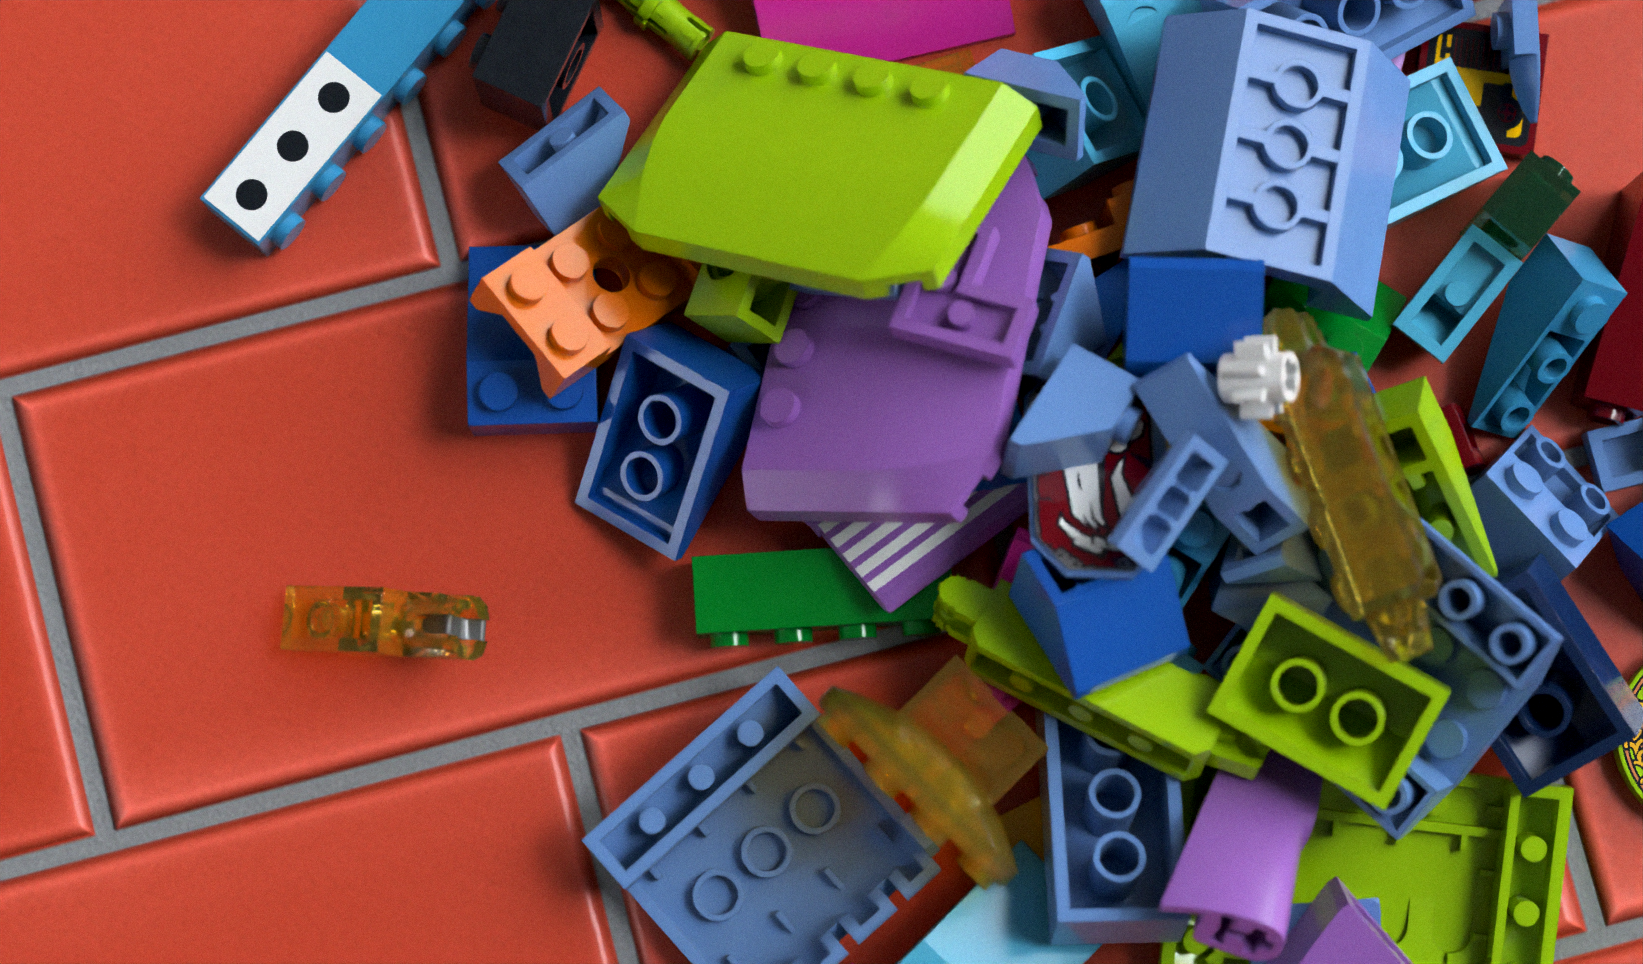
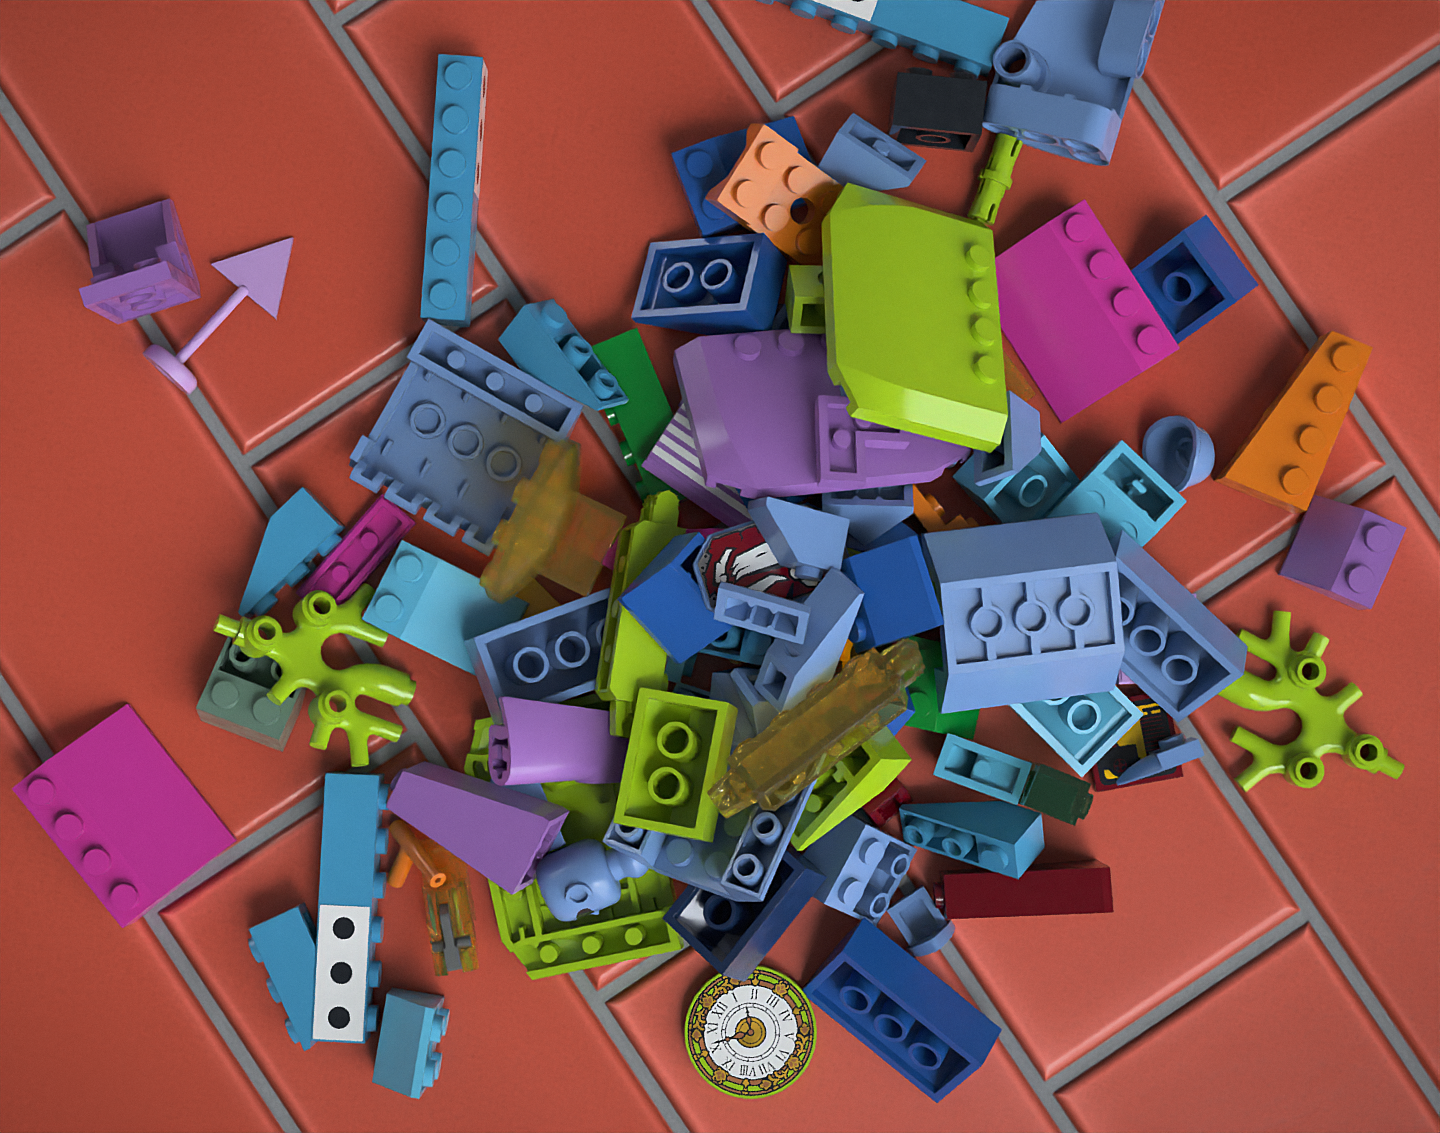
camera: 80 degrees right, 5 degrees up
(383, 623) = (527, 146): clear yellow plate -> none
(408, 746) = (454, 190): none -> dark azure brick
(691, 680) = (556, 354): none -> dark azure slope
(1258, 377) = (863, 644): white gear -> none
(1434, 888) = (584, 878): none -> medium blue piece

